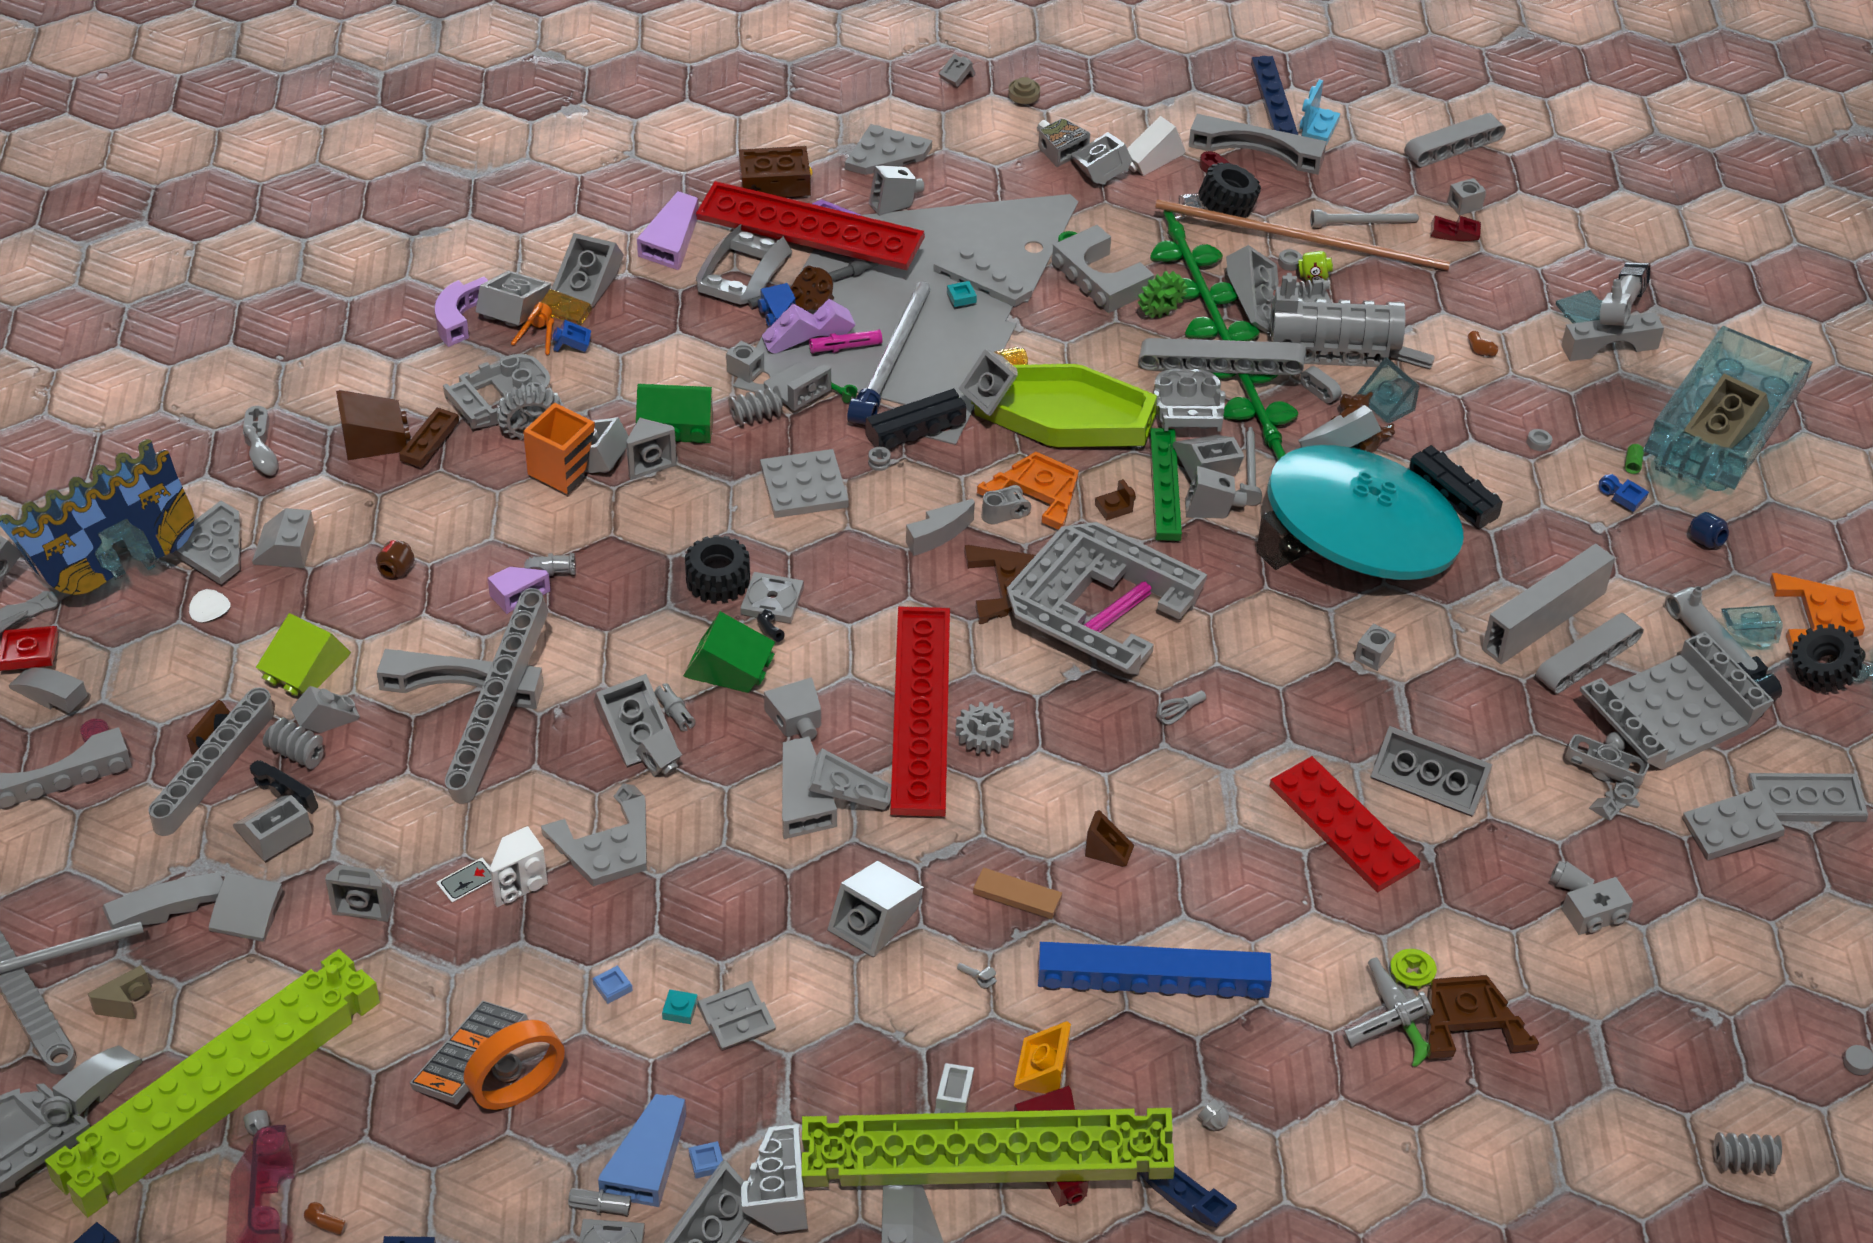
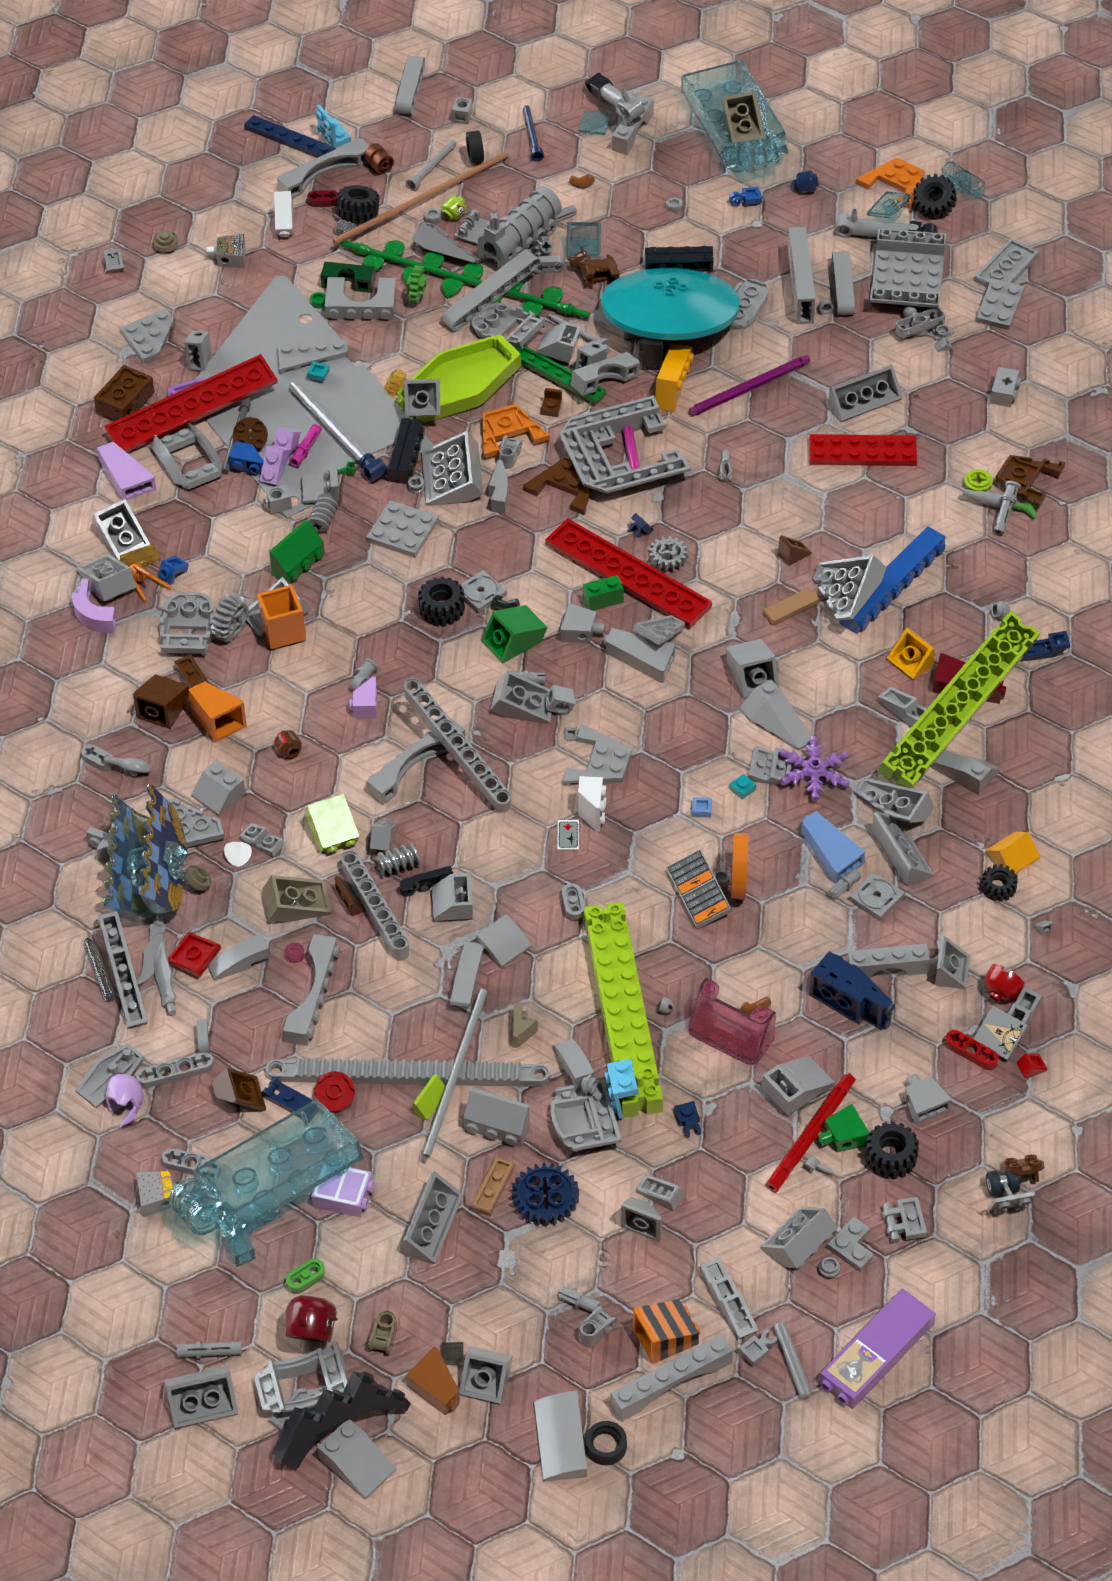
camera: 50 degrees left, 5 degrees up
(65, 1136) = (622, 1082): none -> medium azure bracket
(138, 590) = (197, 878): none -> dark tan plate
(170, 687) = (295, 898): none -> dark tan slope
(242, 615) = (260, 839): none -> light grey slope
(356, 939) = (573, 903): none -> light grey plate
(359, 893) = (547, 881): light grey slope -> none
(382, 474) = (217, 711): none -> orange slope
(650, 448) = (314, 578): light grey slope -> none
(705, 1159) = (853, 827): medium blue tile -> none
(764, 1062) = (814, 768): none -> medium lavender piece
(820, 976) = (774, 712): none -> light grey wedge
(863, 702) = (603, 593): none -> green brick
(927, 476) = (452, 471): none -> light grey slope
(983, 978) = (835, 651): light grey hand -> none
(1005, 679) = (641, 524): none -> dark blue tile
(1095, 925) = (849, 583): none -> light grey slope
(1103, 158) = (268, 241): light grey slope -> none
(1129, 243) = (361, 275): none -> dark green arch
(1227, 525) = (620, 367): none -> light grey arch
(1263, 577) = (673, 375): none -> light orange wedge
(1317, 173) = (378, 158): none -> copper wheel
(1333, 658) = (749, 385): none -> magenta piece
(1337, 357) = (542, 242): none -> light grey gear
(1344, 431) = (602, 276): light grey slope -> none
(1375, 647) = (760, 361): light grey brick -> none
(1419, 230) = (475, 146): none -> black tyre
(1459, 586) = (752, 298): none -> light grey tile
(1462, 230) = (486, 128): dark red slope -> none
(1477, 286) = (536, 153): none -> dark blue piece
(1534, 657) = (825, 306): none -> light grey hinge
(1569, 877) = (978, 385): light grey cone -> none
(1634, 458) = (728, 180): bright green piece -> none

